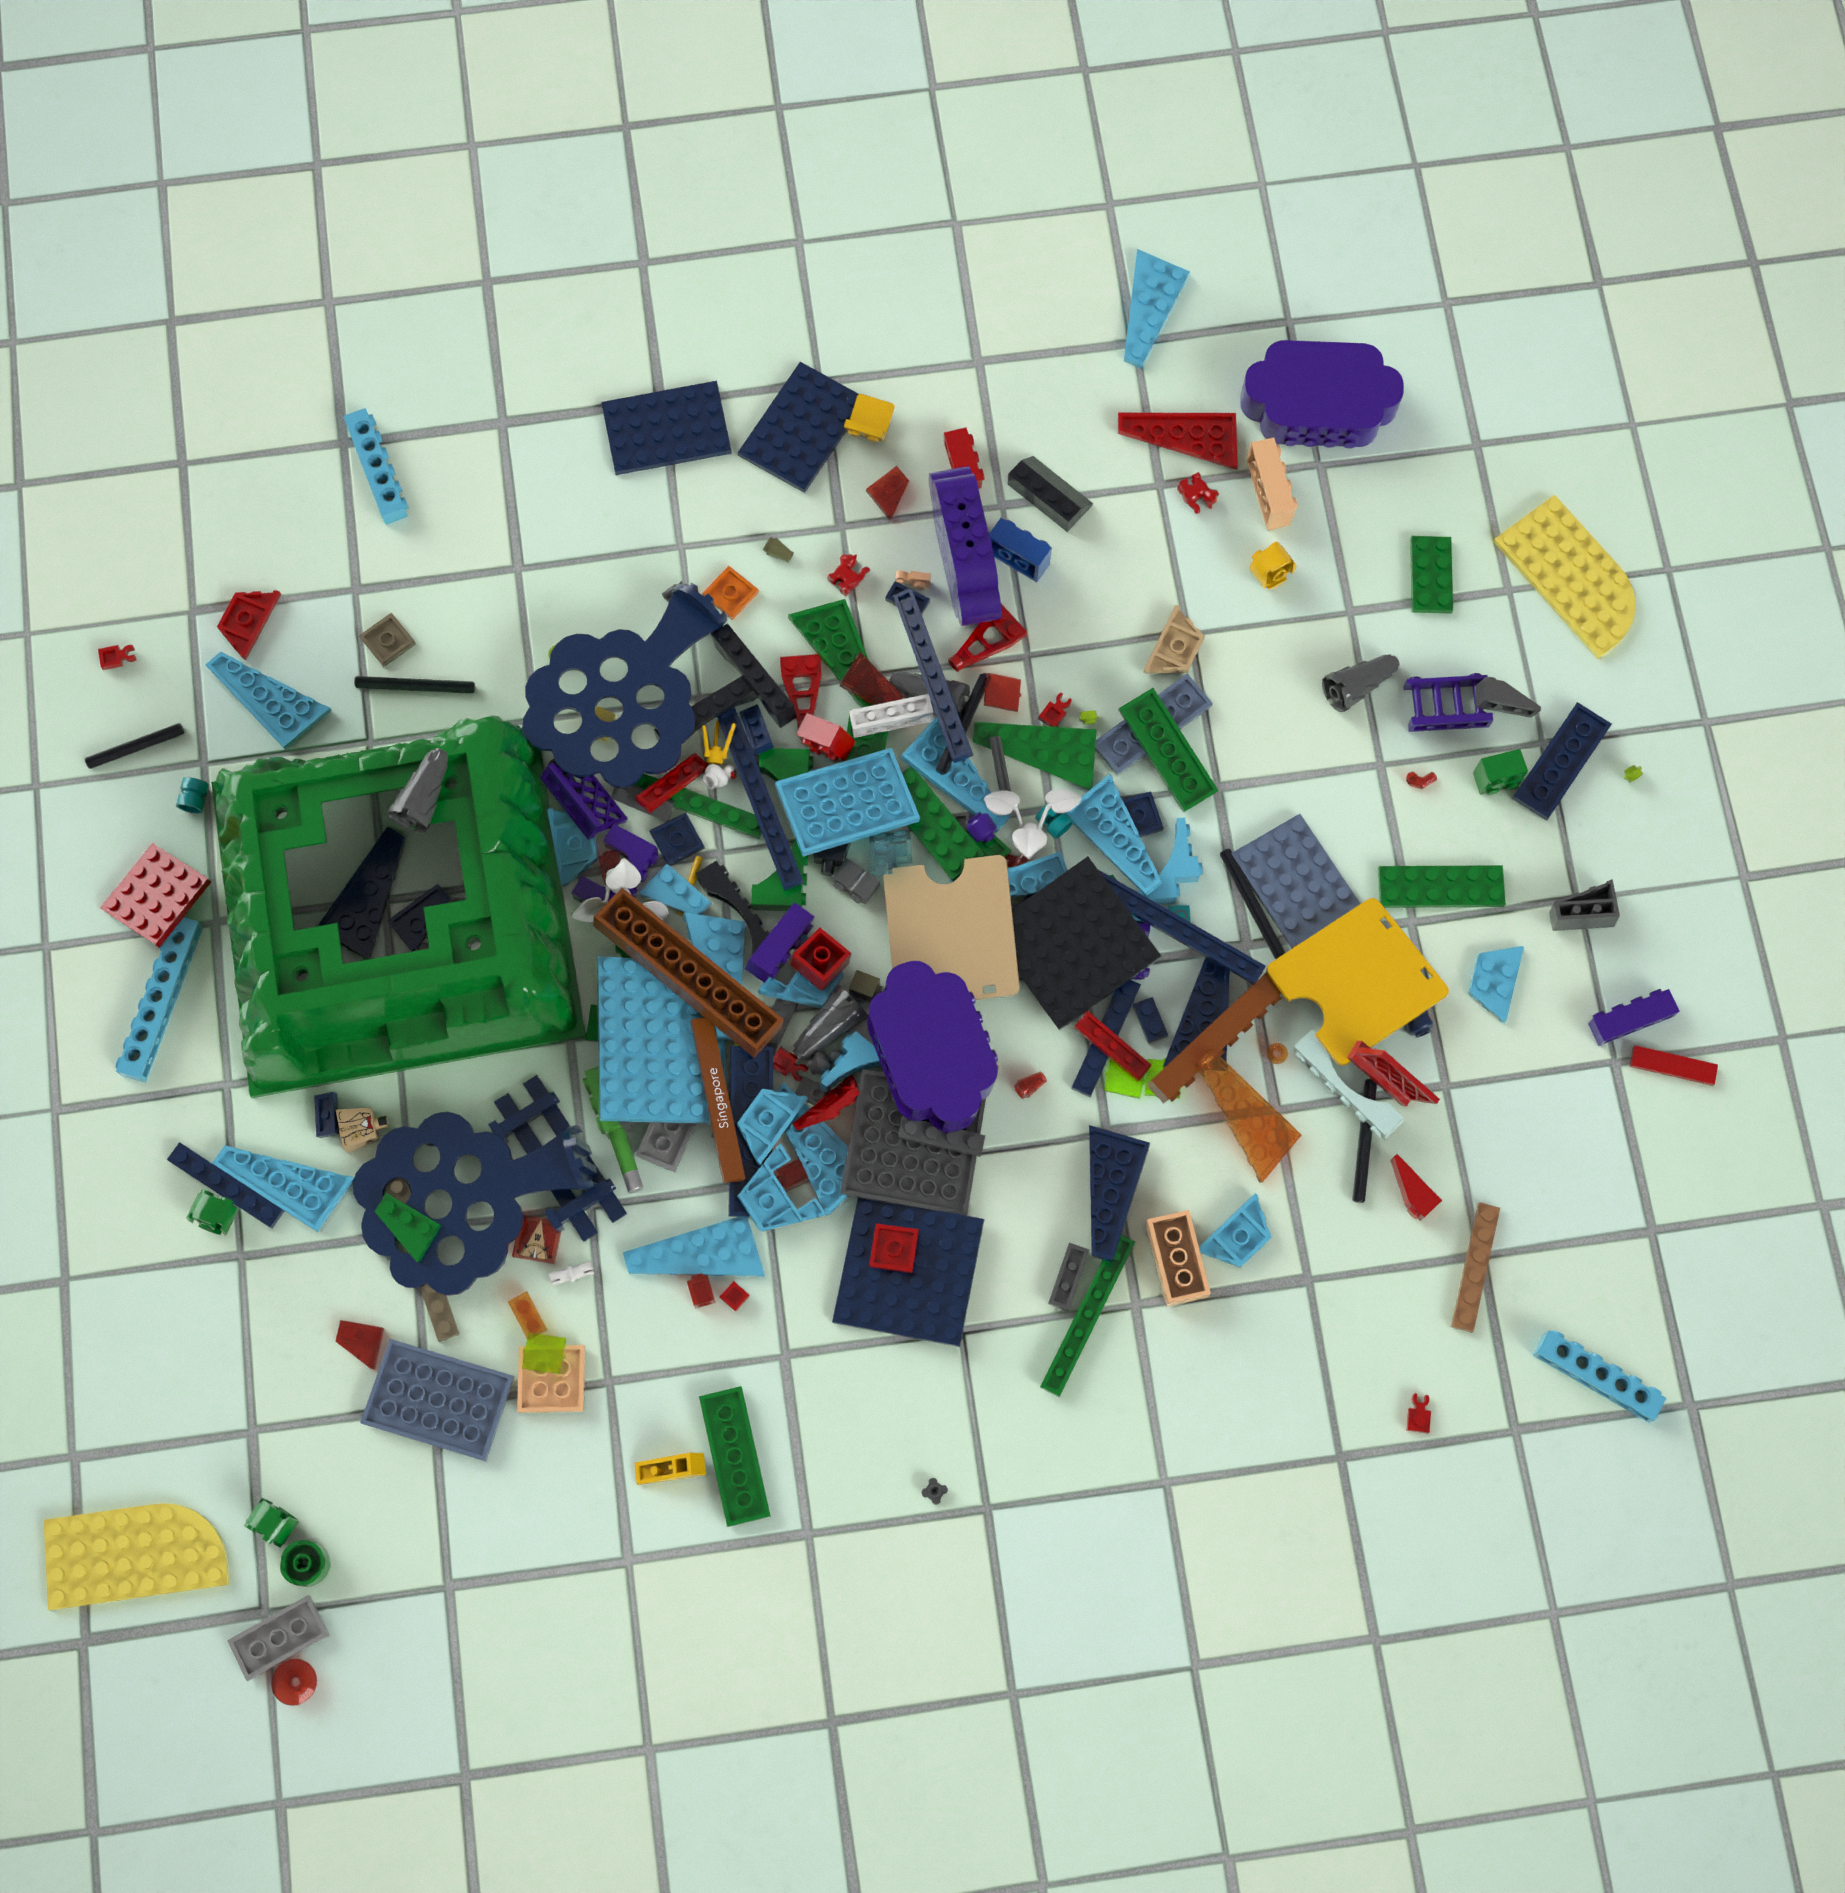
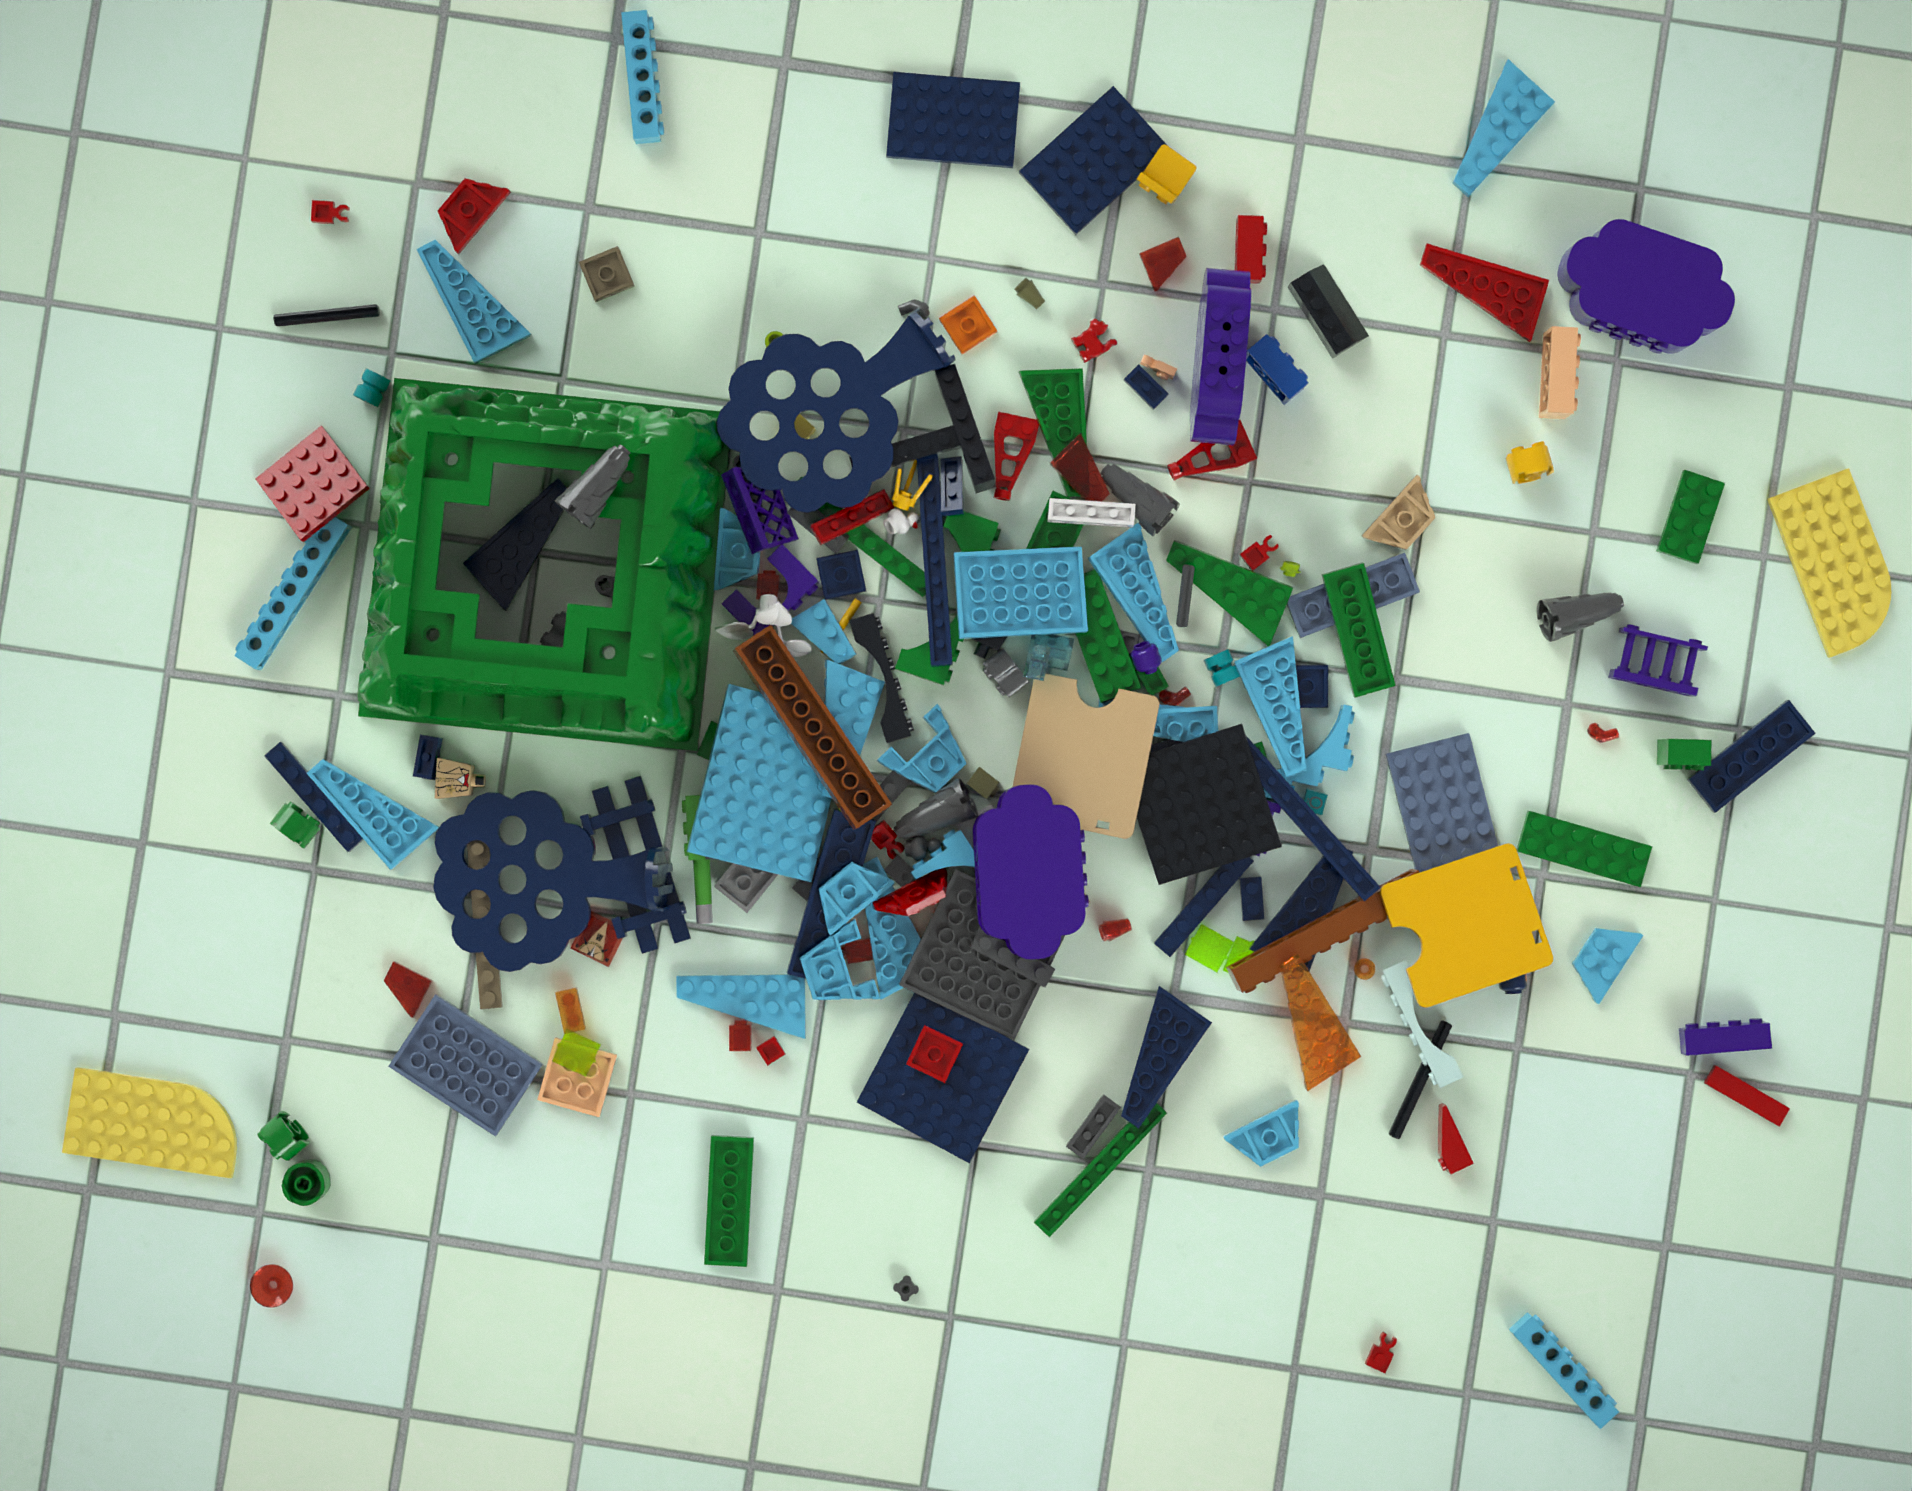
camera: 20 degrees right, 15 degrees up
(278, 1638) = (266, 1241): light grey plate -> none
(408, 1225) = (478, 891): green wing -> none
(411, 922) = (565, 582): dark blue wing -> none
(414, 684) = (622, 331): black axle -> none
(571, 1273) = (622, 981): white pin -> none
(670, 1468) = (666, 1195): yellow slope -> none
(717, 1100) = (806, 861): dark orange tile -> none
(779, 943) = (911, 719): dark purple brick -> none
(820, 959) = (947, 747): red brick -> none
(825, 738) = (1017, 519): brick -> none
(933, 676) = (1145, 485): dark blue plate -> none
(966, 718) = (1161, 540): black axle -> none
(1002, 692) = (1211, 516): clear red piece -> none
(1030, 837) = (1188, 688): white plant -> none
(1112, 1046) = (1206, 916): red tile -> none
(1177, 1258) = (1202, 1142): light nougat brick -> none
(1196, 491) = (1481, 354): red animal -> none
(1252, 903) = (1390, 811): black axle -> none
(1390, 1075) = (1463, 1029): red fence -> none
(1475, 1267) = (1484, 1232): medium nougat plate -> none
(1502, 697) = (1714, 674): dark grey slope -> none
(1587, 909) = (1719, 918): dark grey wedge -> none
(1632, 773) = (1817, 790): lime plate -> none

